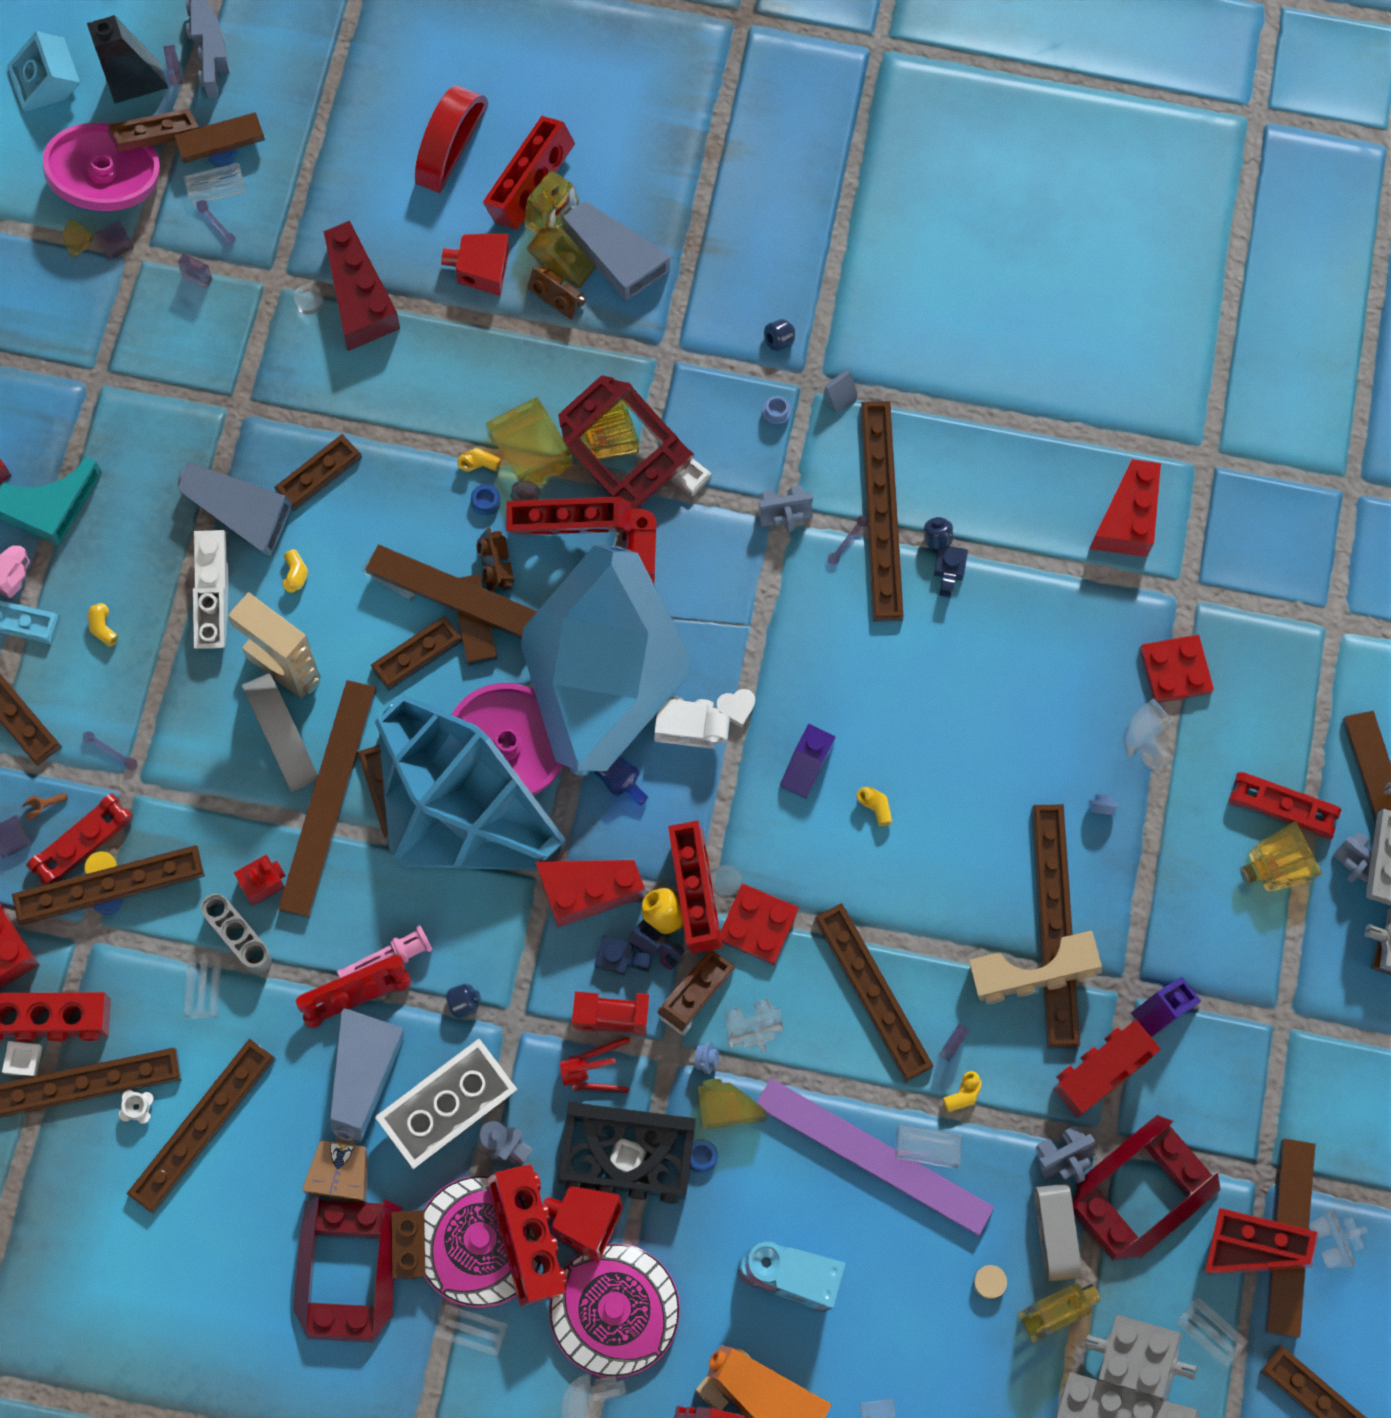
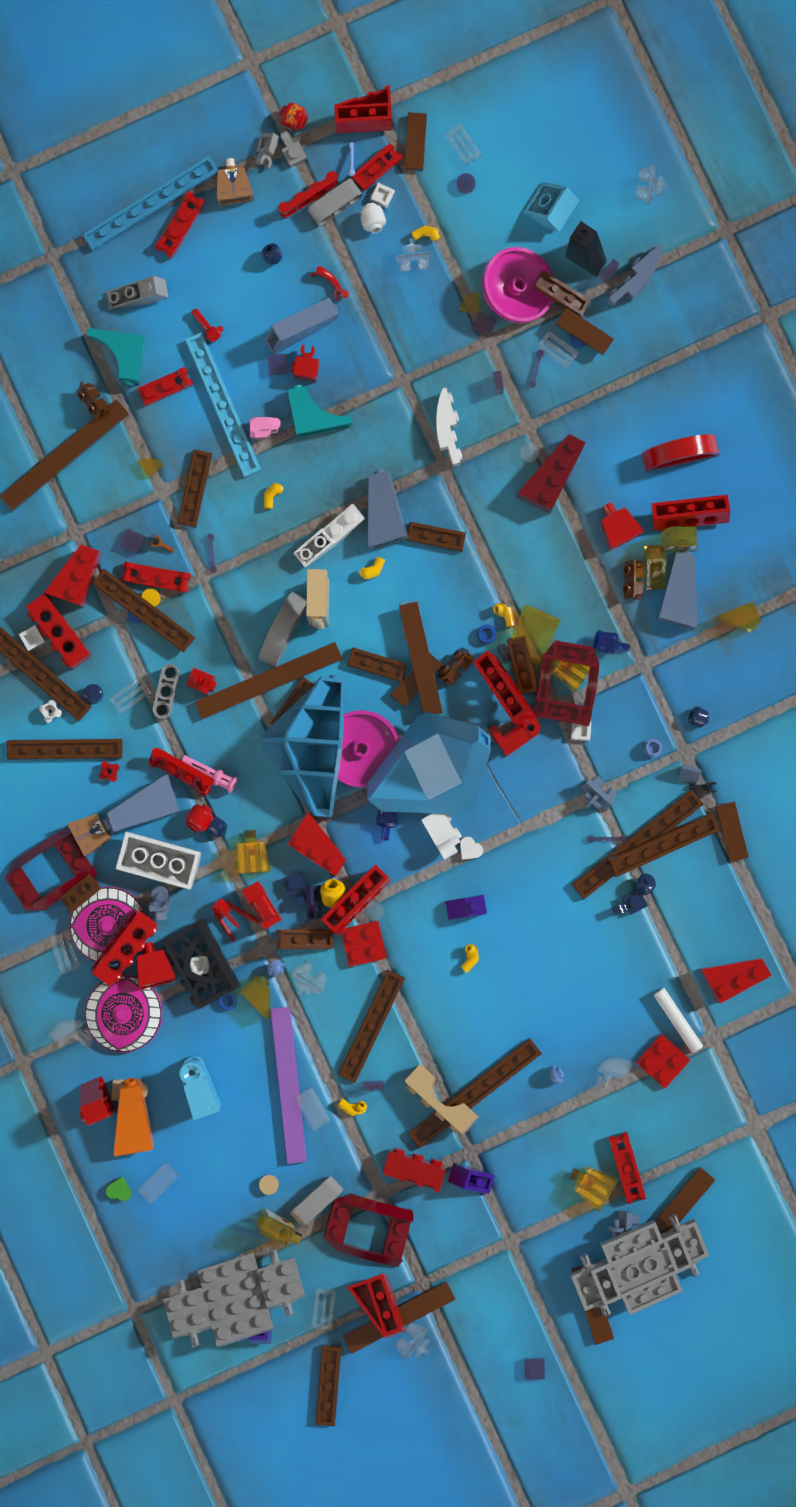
camera: 60 degrees right, 15 degrees up
(160, 1032) = (93, 693): none -> dark blue piece
(191, 363) = (445, 421): none -> white slope
(287, 1087) = (114, 771): none -> red plate
(433, 1012) = (199, 818): none -> red head
(535, 980) = (251, 855): none -> clear yellow torso
(553, 475) = (522, 664): none -> reddish brown tile
(610, 366) = (608, 642): none -> clear blue piece
(699, 207) = (741, 618): none -> clear yellow slope
(871, 385) = (703, 787): none -> black hand
(905, 479) = (663, 844): none -> reddish brown tile
(947, 394) = (732, 831): none -> reddish brown tile
(1069, 1159) = (365, 1183): sand blue hips -> none
(1137, 614) = (678, 1020): none -> white piece

